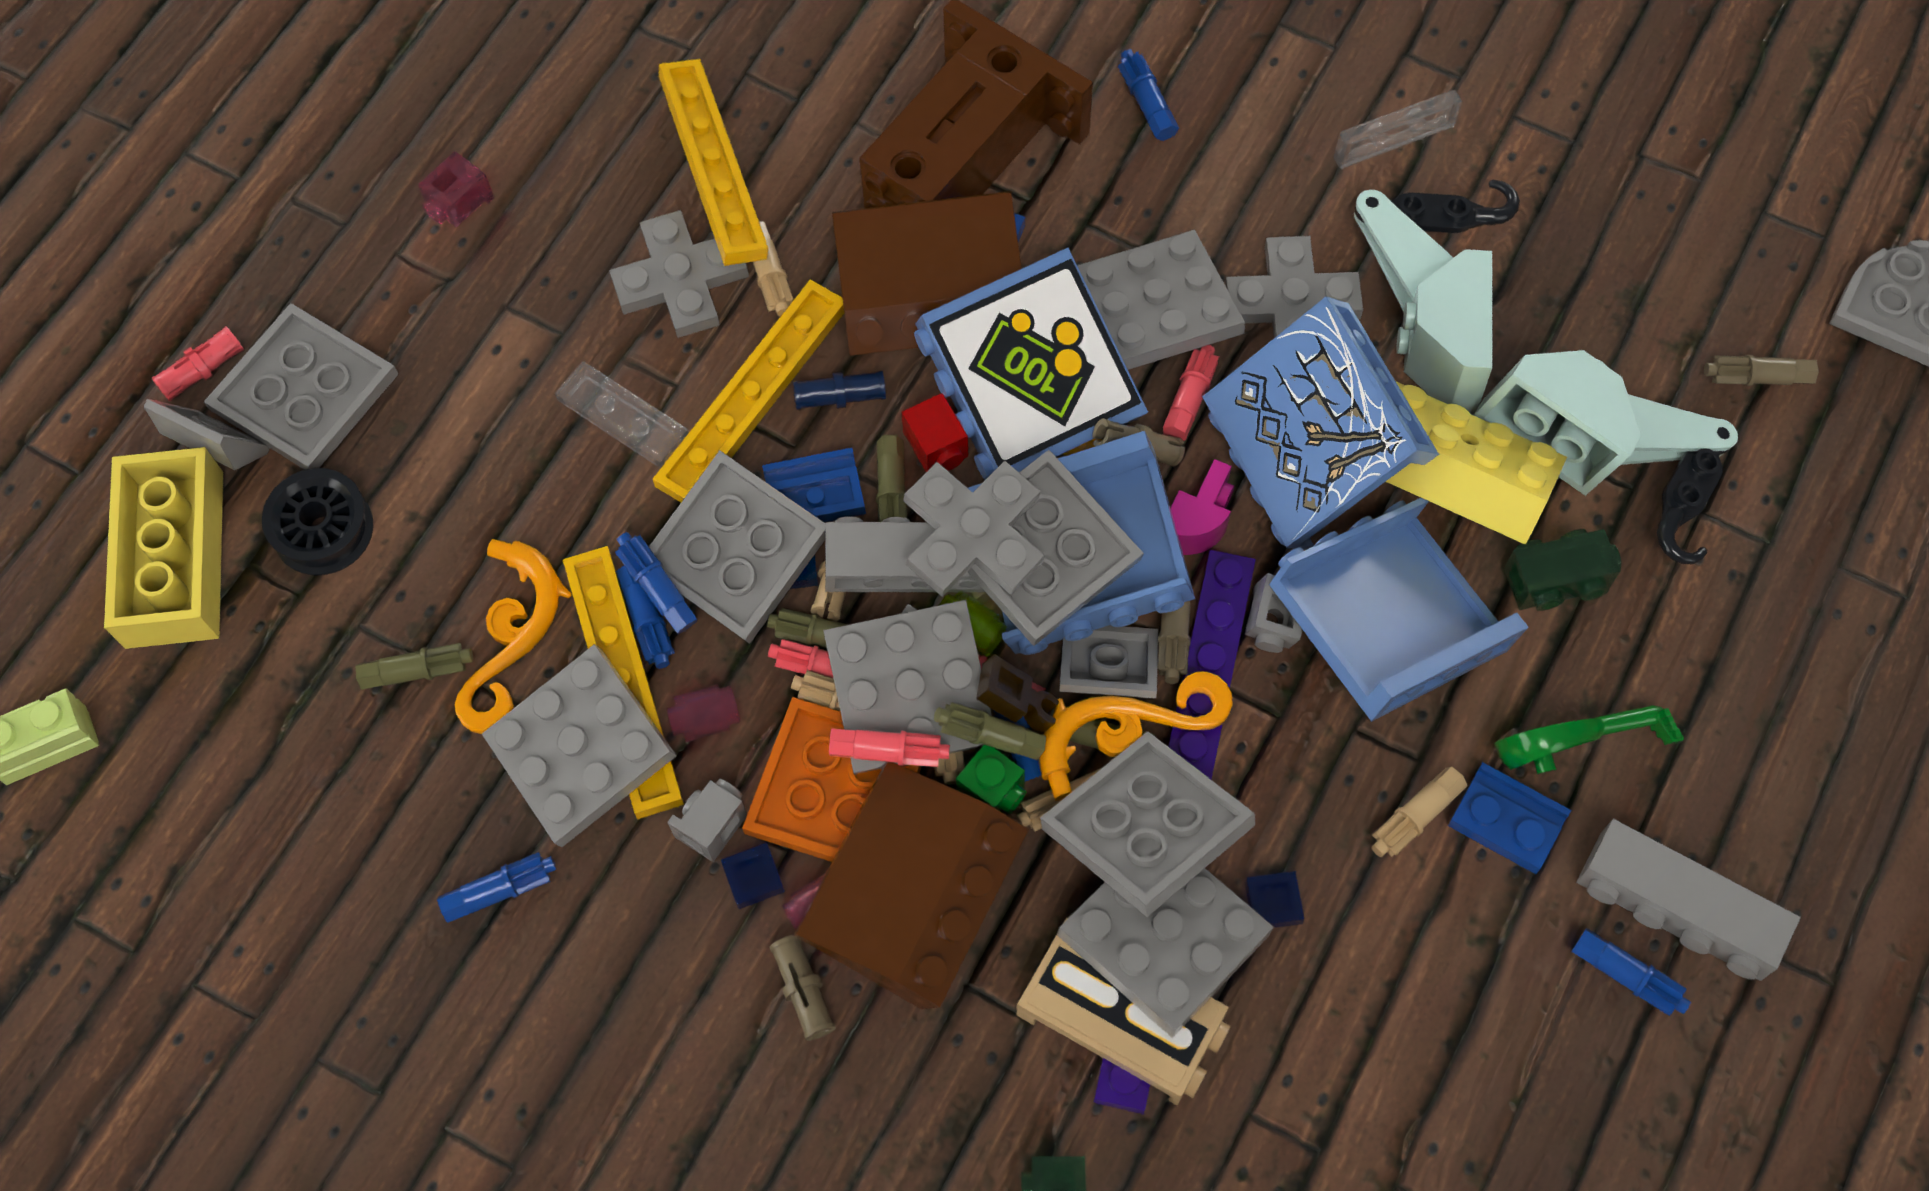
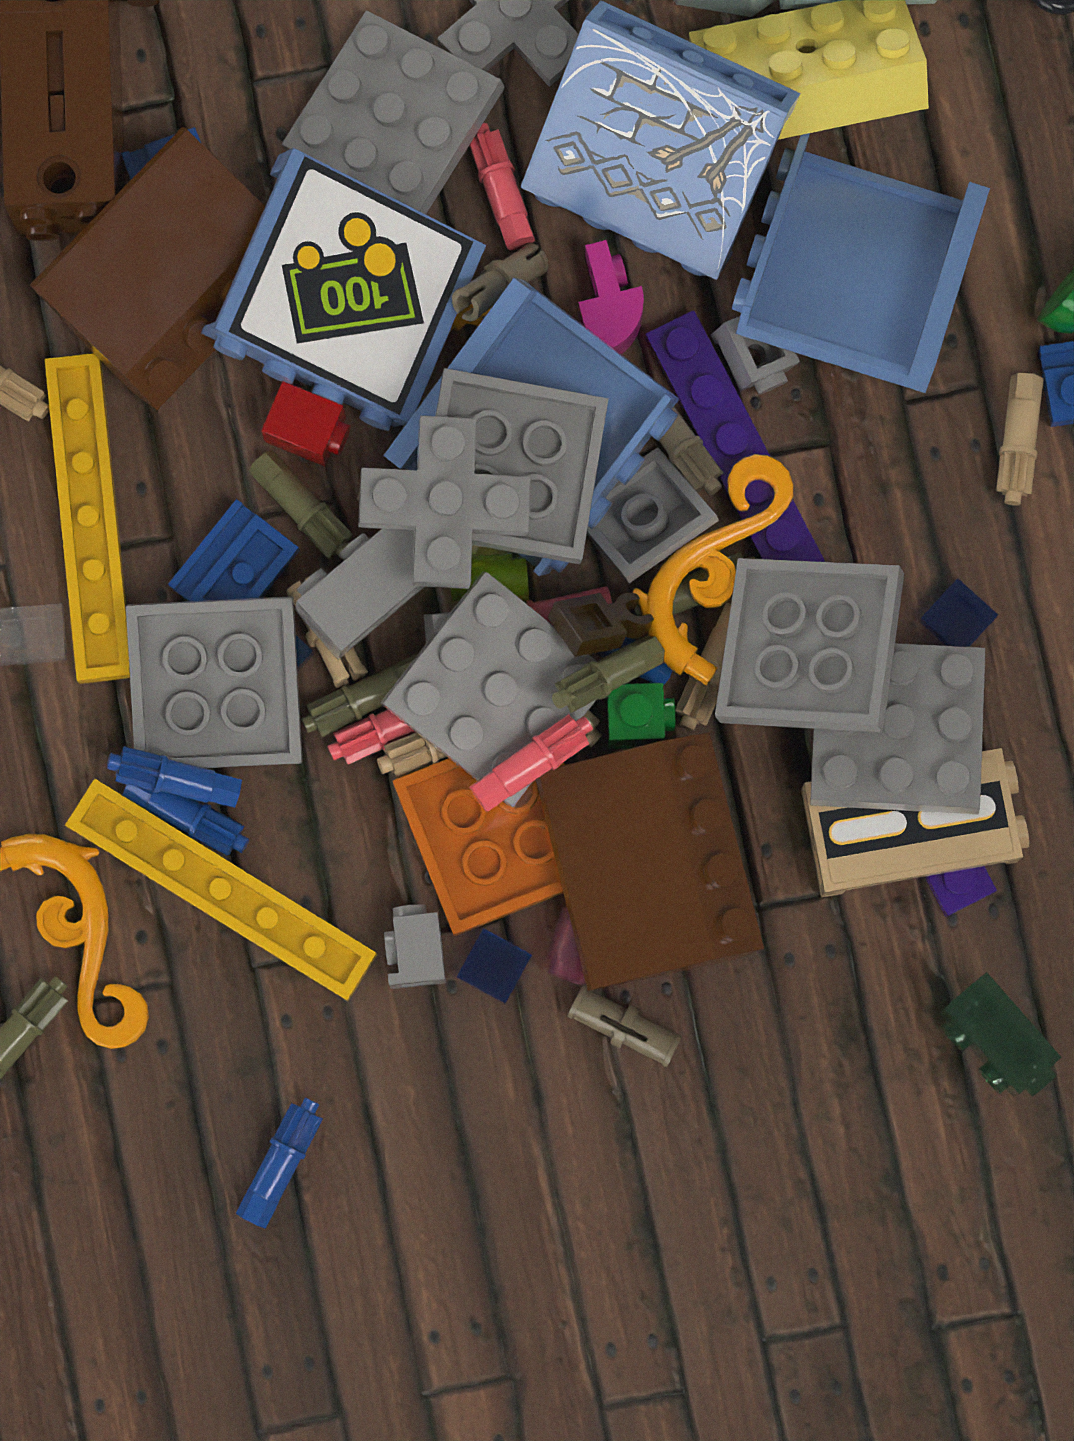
camera: 40 degrees left, 15 degrees up
(578, 745) = (240, 981): light grey plate -> none
(703, 712) = (323, 859): clear pink brick -> none
(839, 390) = (170, 449): dark blue pin -> none
(1562, 569) = (984, 91): clear green brick -> none

